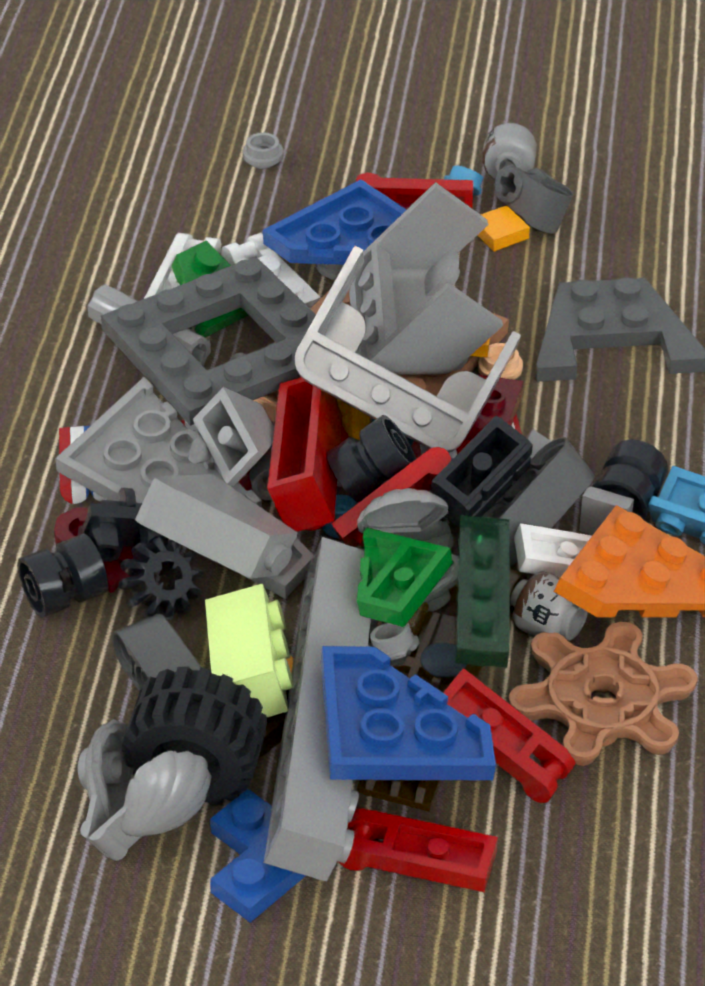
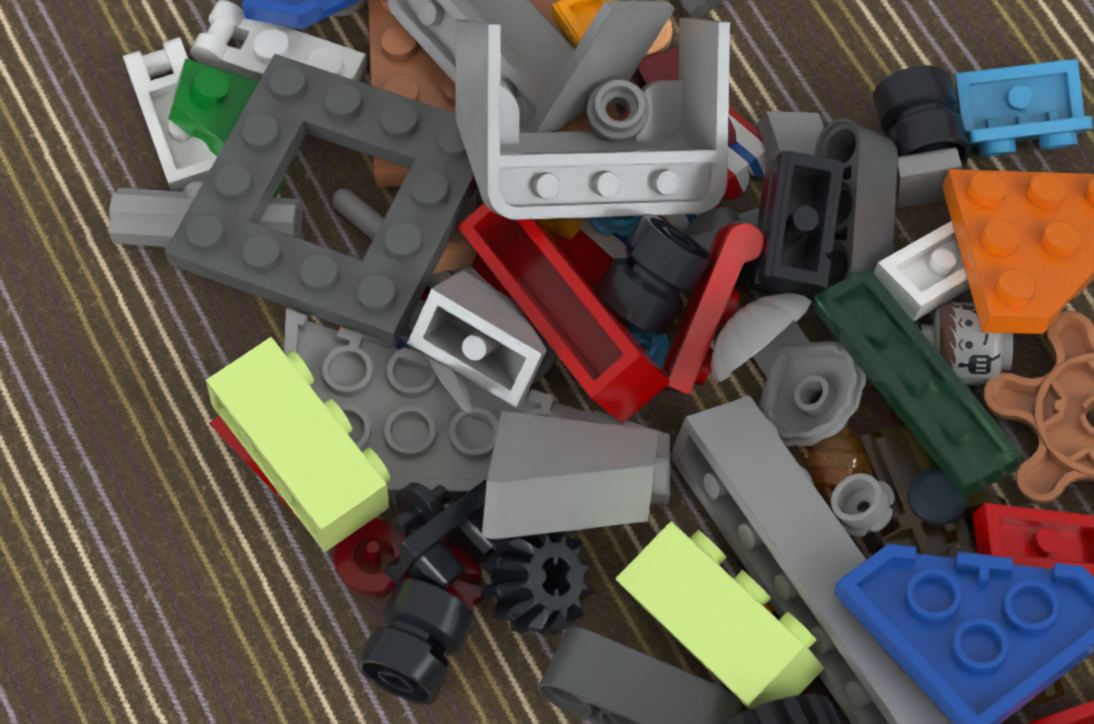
camera: 30 degrees left, 20 degrees up
(84, 435) = (300, 442): none -> yellowish green brick
(398, 575) = (809, 420): green wing -> none
(430, 362) = (622, 93): none -> light grey plate

